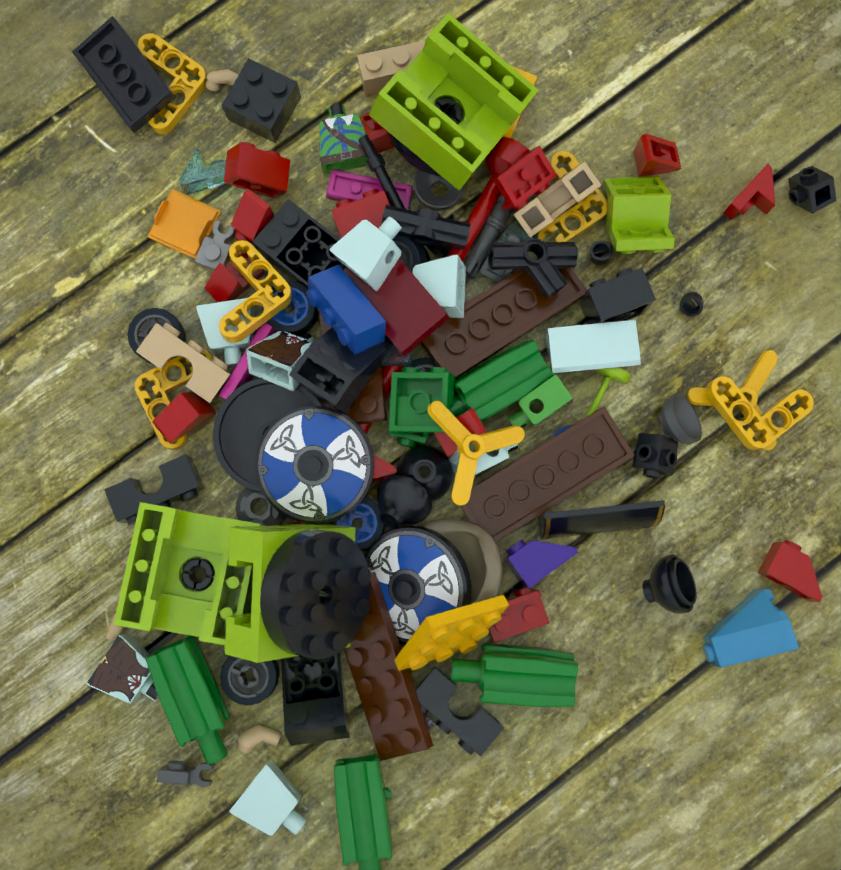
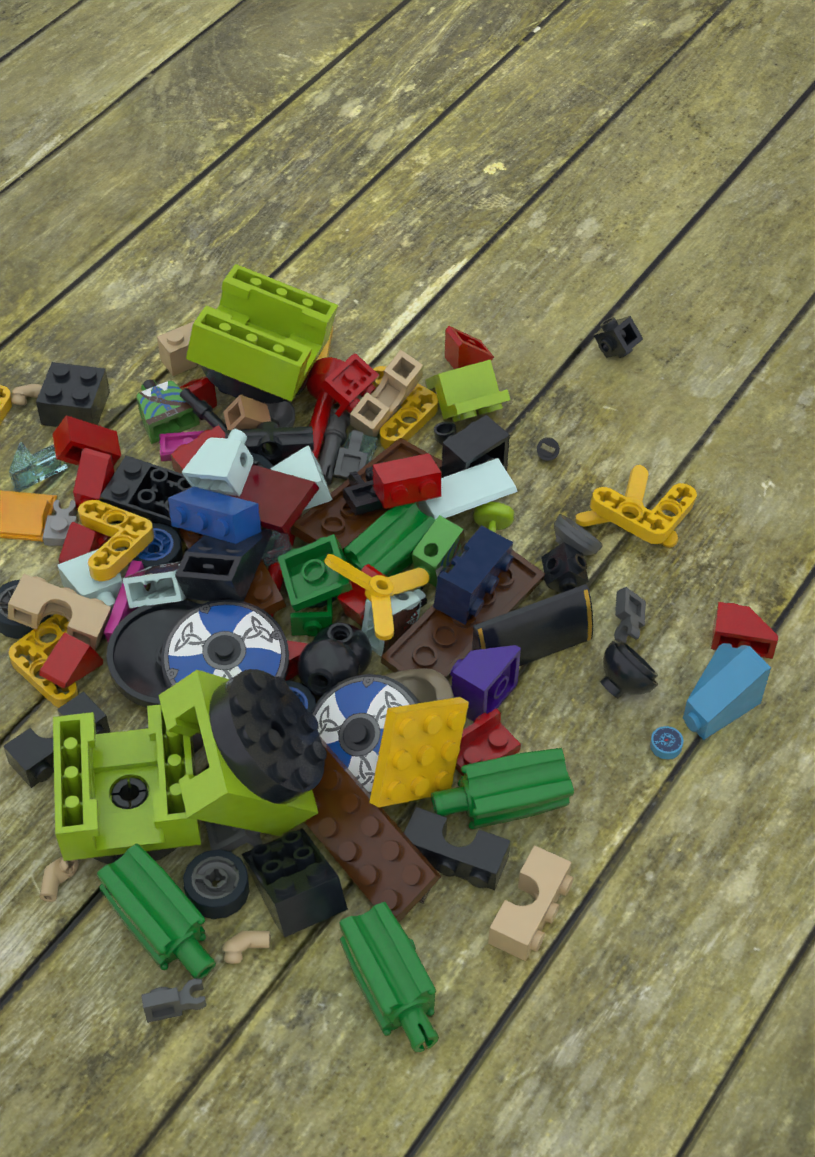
camera: 20 degrees left, 30 degrees down
(124, 672) = (75, 919): torso -> none
(270, 802) = (279, 1000): light aqua torso -> none
(412, 192) = (245, 413): none -> medium nougat brick
(487, 804) = (520, 927): none -> tan arch
(506, 322) = (360, 494): none -> black hinge
(537, 329) = (407, 480): none -> red brick
(544, 270) = (382, 442): black piece -> none
(567, 447) = (473, 575): none -> dark blue wedge
(678, 661) = (666, 742): none -> tile
(698, 519) = (631, 612): none -> dark grey plate
(757, 192) = (569, 353): red slope -> none

